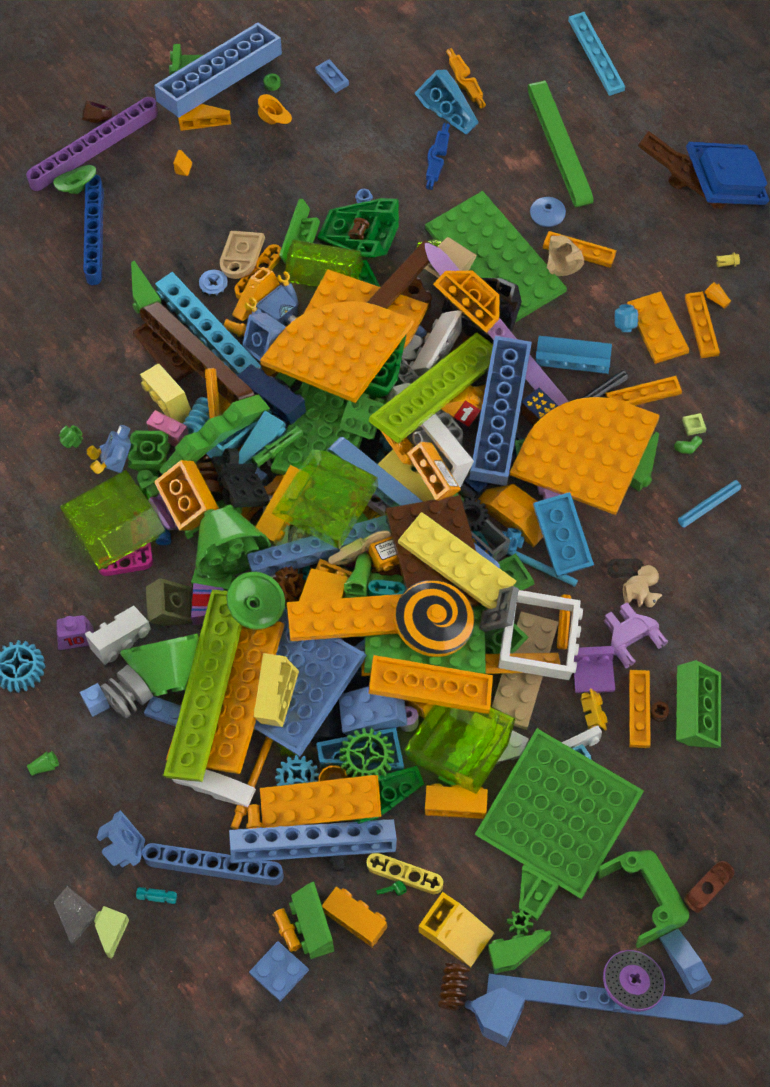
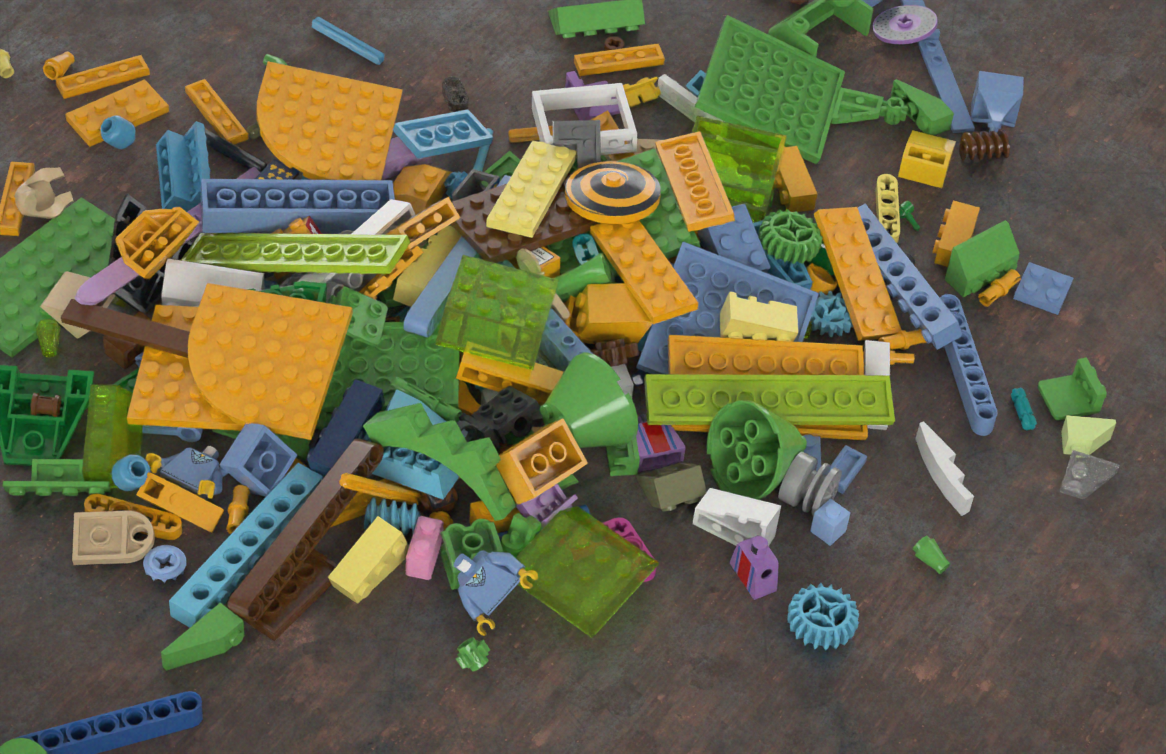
camera: 115 degrees left, 15 degrees down
(126, 802) = (941, 466): none -> white slope
(126, 840) = (991, 438): medium blue panel -> none
(145, 734) = (850, 463): none -> medium blue tile
(155, 938) = (1074, 394): none -> bright green bracket
(261, 591) = (658, 355): bright green dish -> none
(278, 263) = (130, 472): none -> dark azure head
(630, 631) = (531, 76): lavender connector -> none
(637, 587) = (482, 77): tan animal -> none
(694, 424) = (246, 66): yellowish green tile -> none

